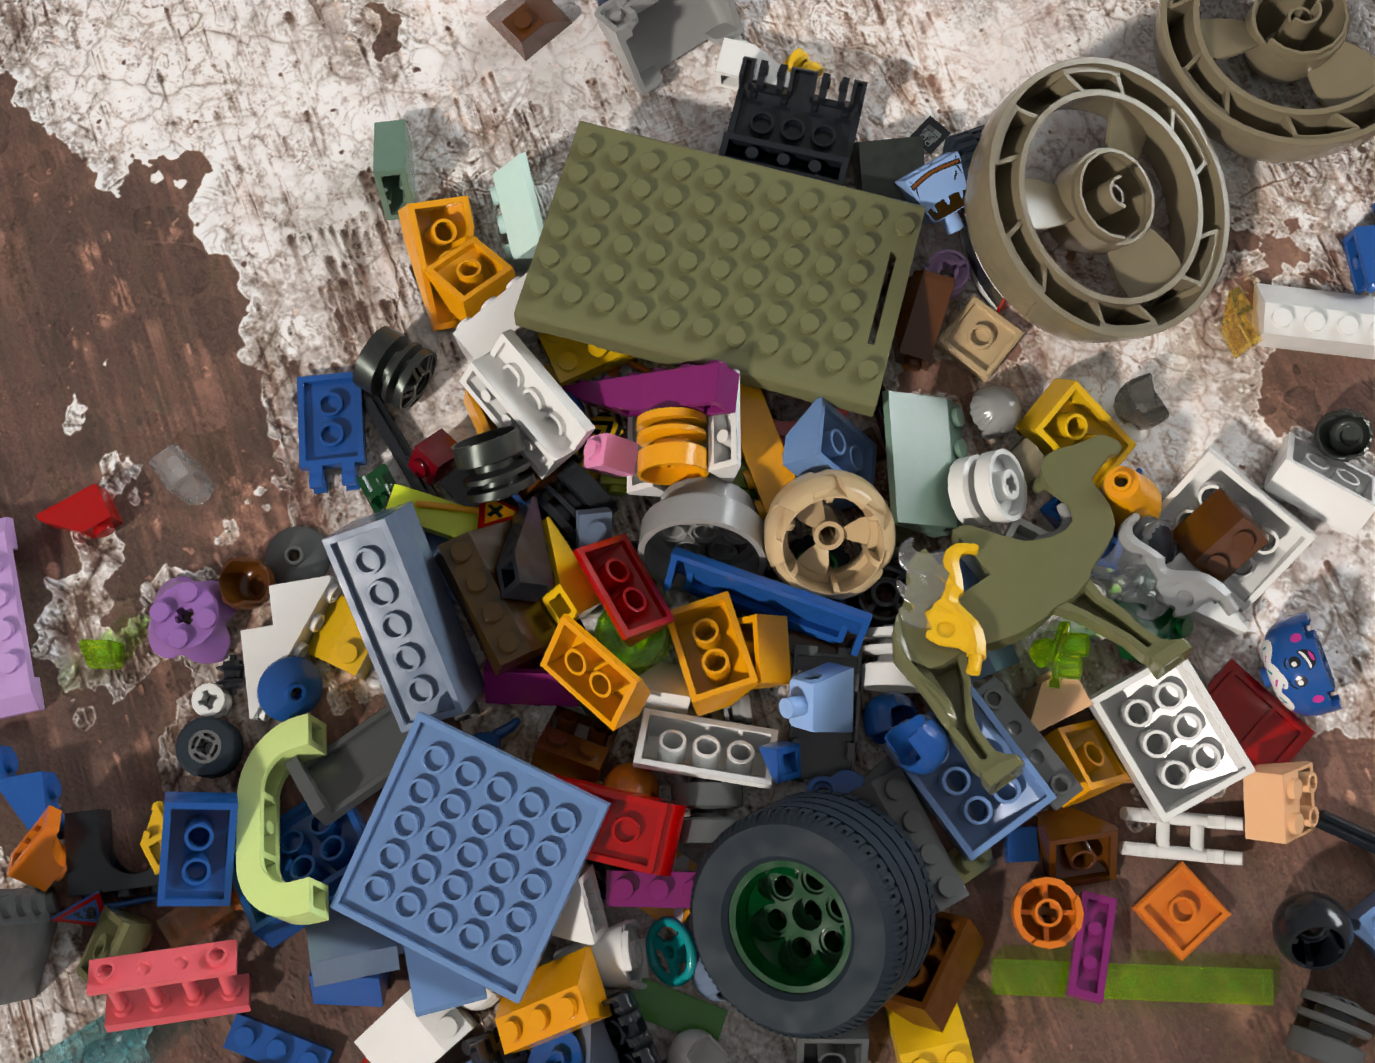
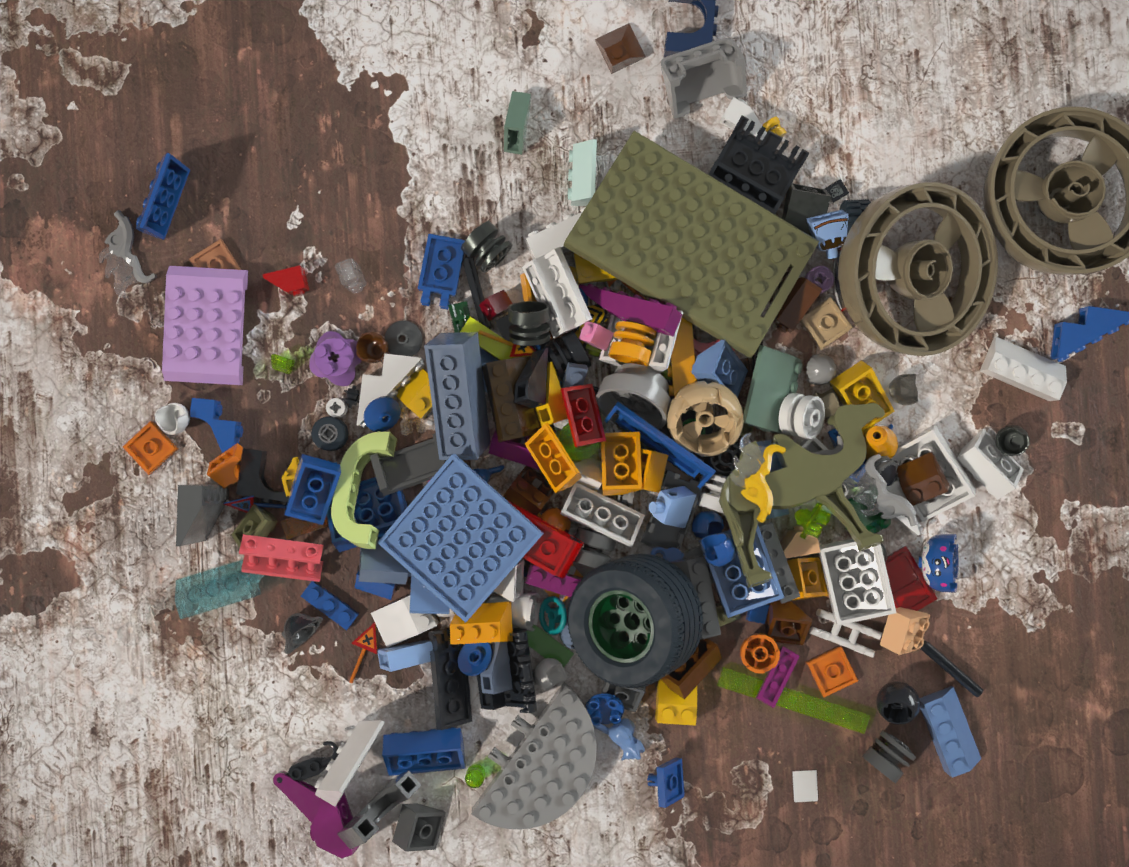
camera: 10 degrees right, 10 degrees up
(430, 233) = (529, 184): light orange wedge -> none
(469, 277) = (544, 205): light orange slope -> none
(782, 760) = (642, 533): blue slope -> none
(1235, 326) = (974, 359): clear yellow slope -> none

